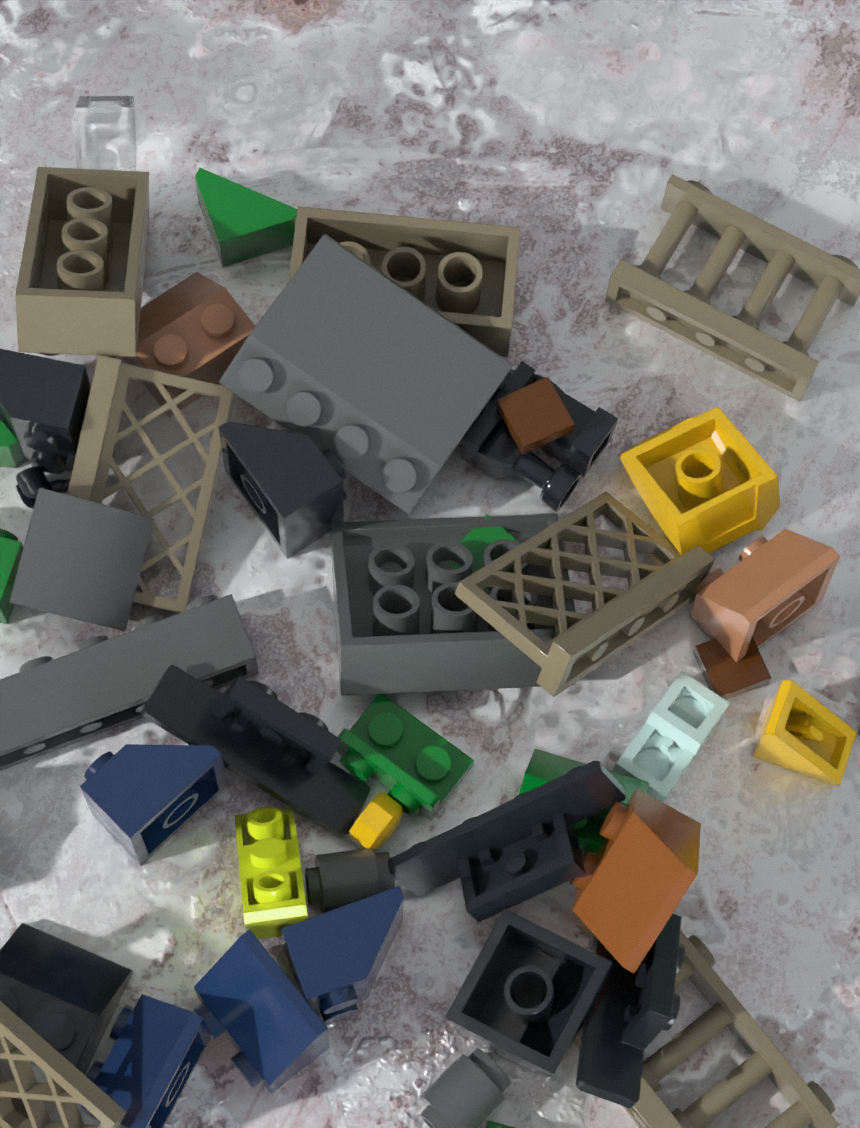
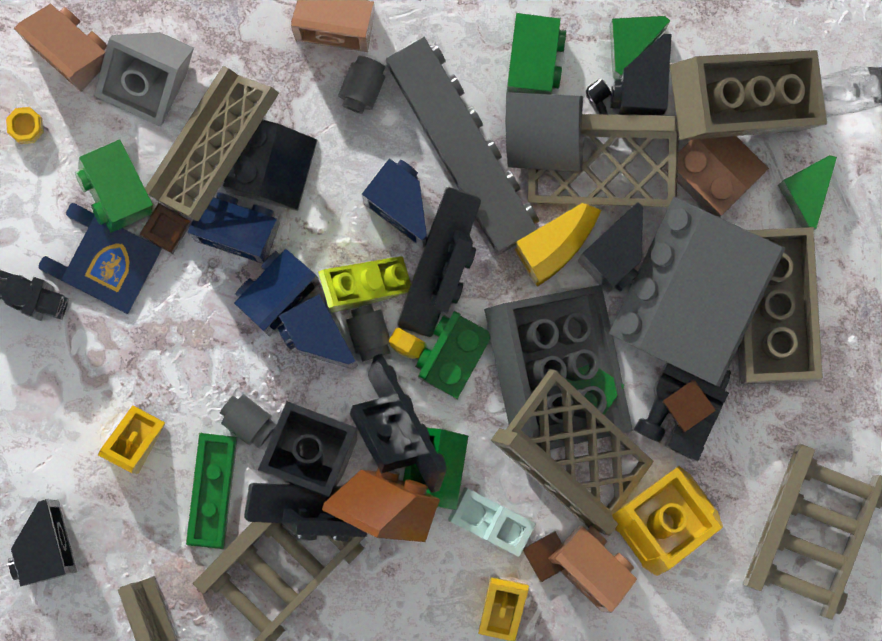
camera: 85 degrees right, 15 degrees up
(260, 571) = (556, 242): none -> yellow slope

